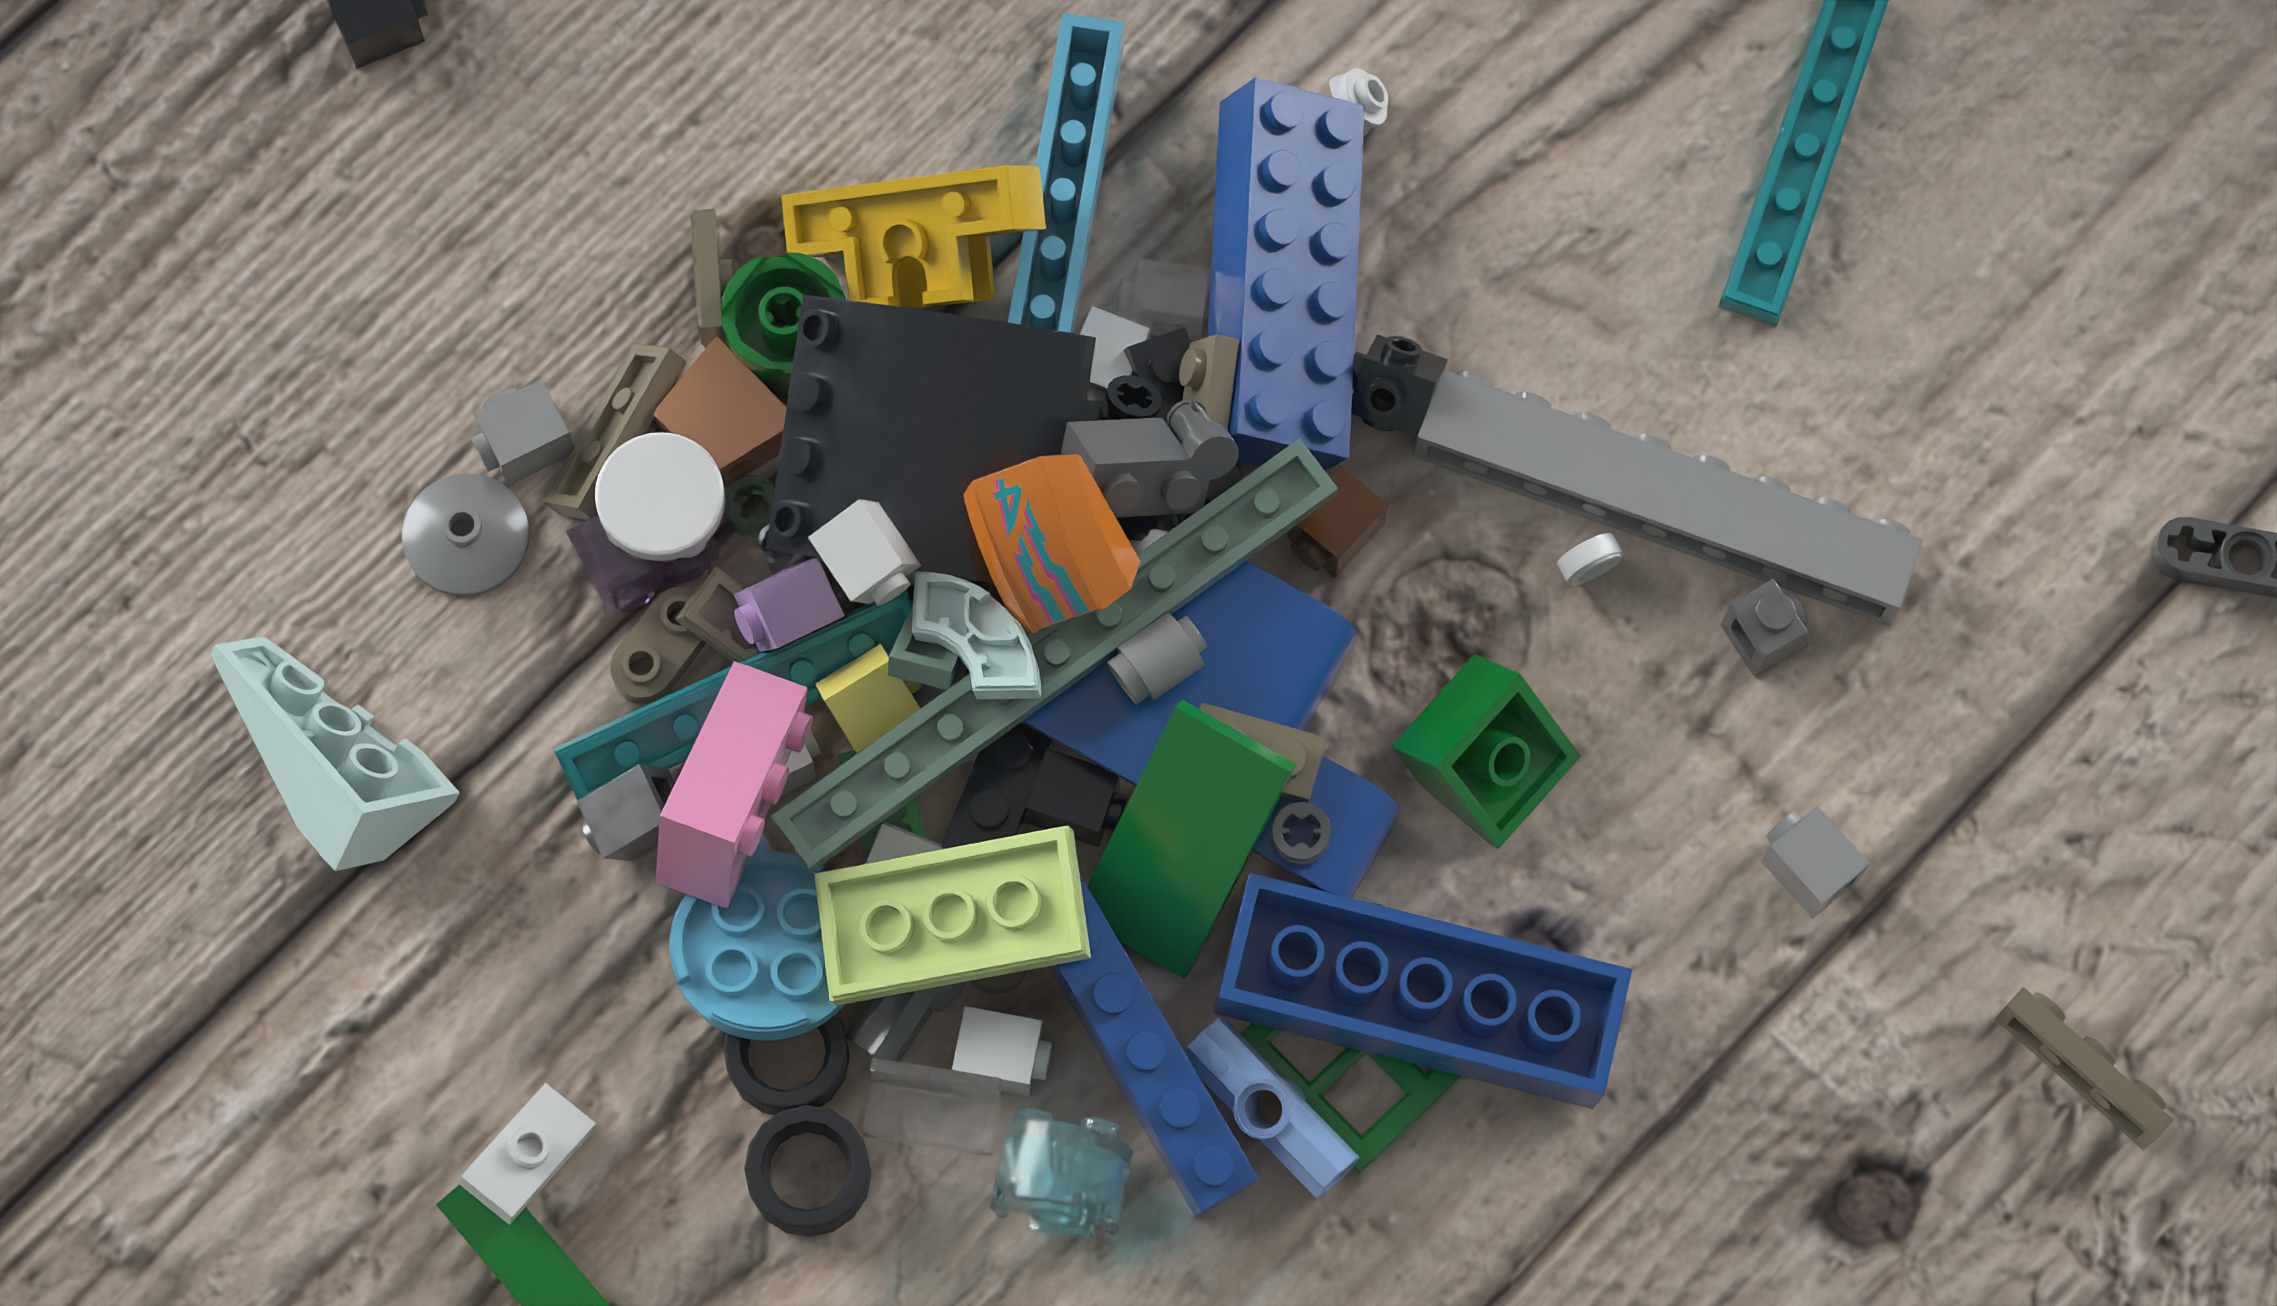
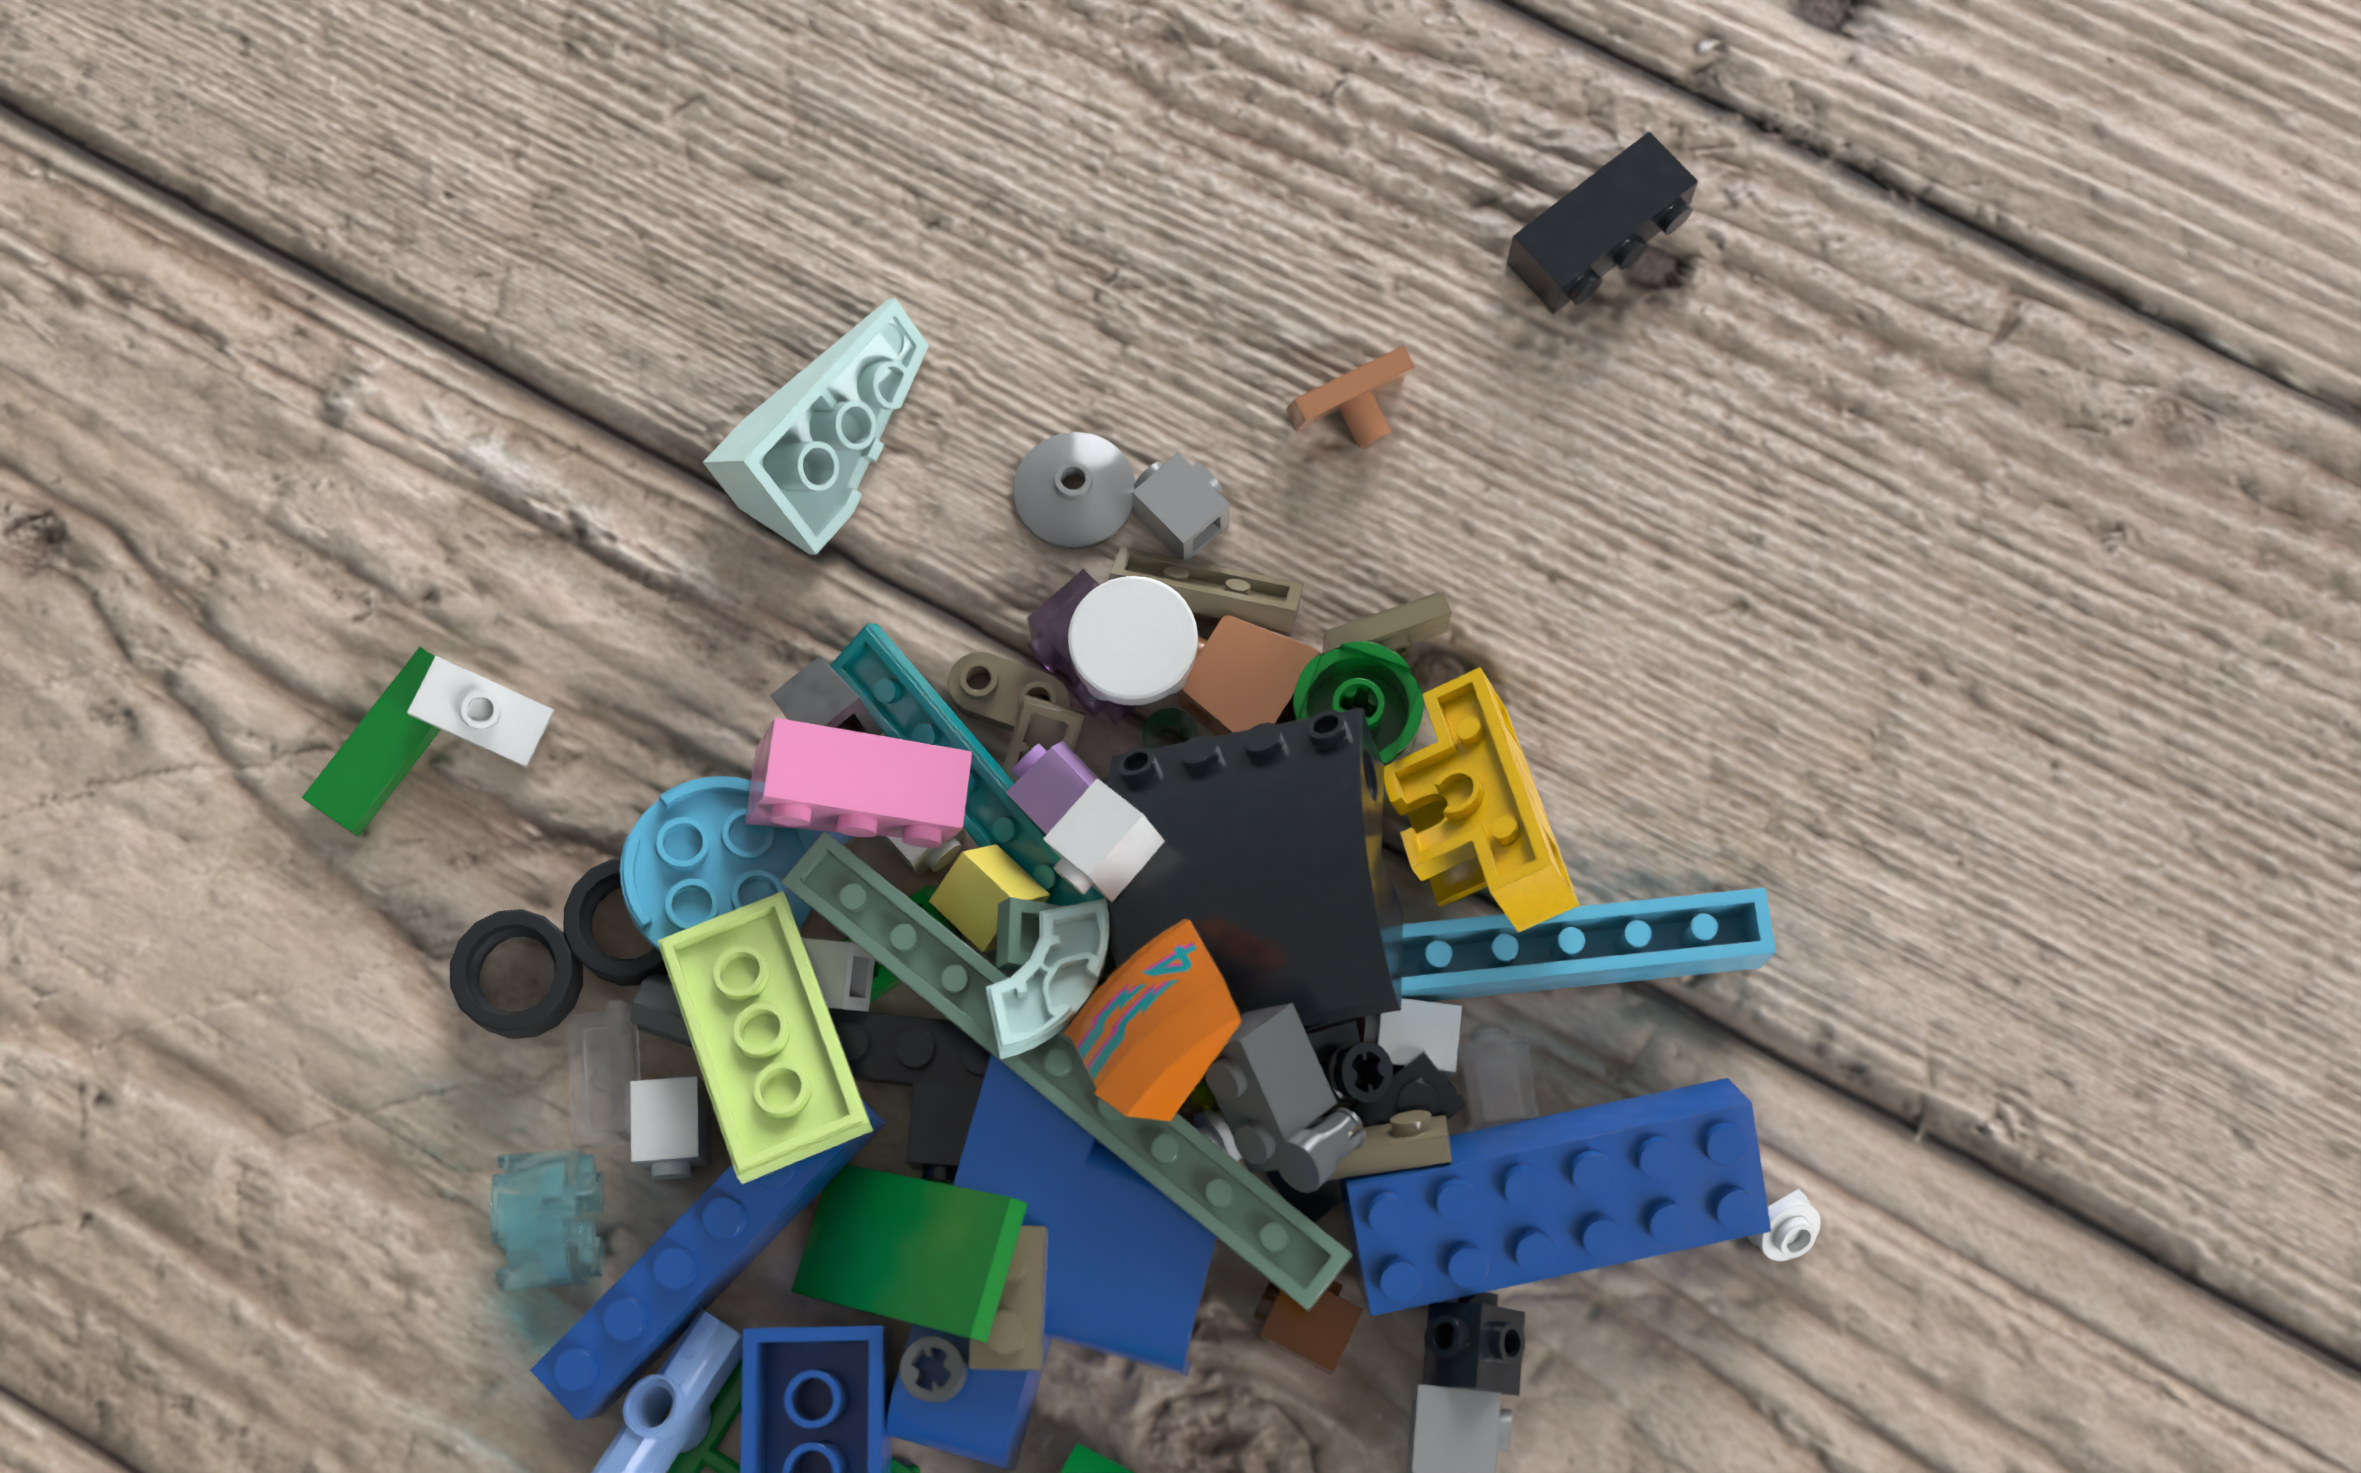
camera: 80 degrees right, 0 degrees up
(459, 243) = (1354, 397): none -> nougat tile
(1158, 658) = (1078, 1168): light grey brick -> none

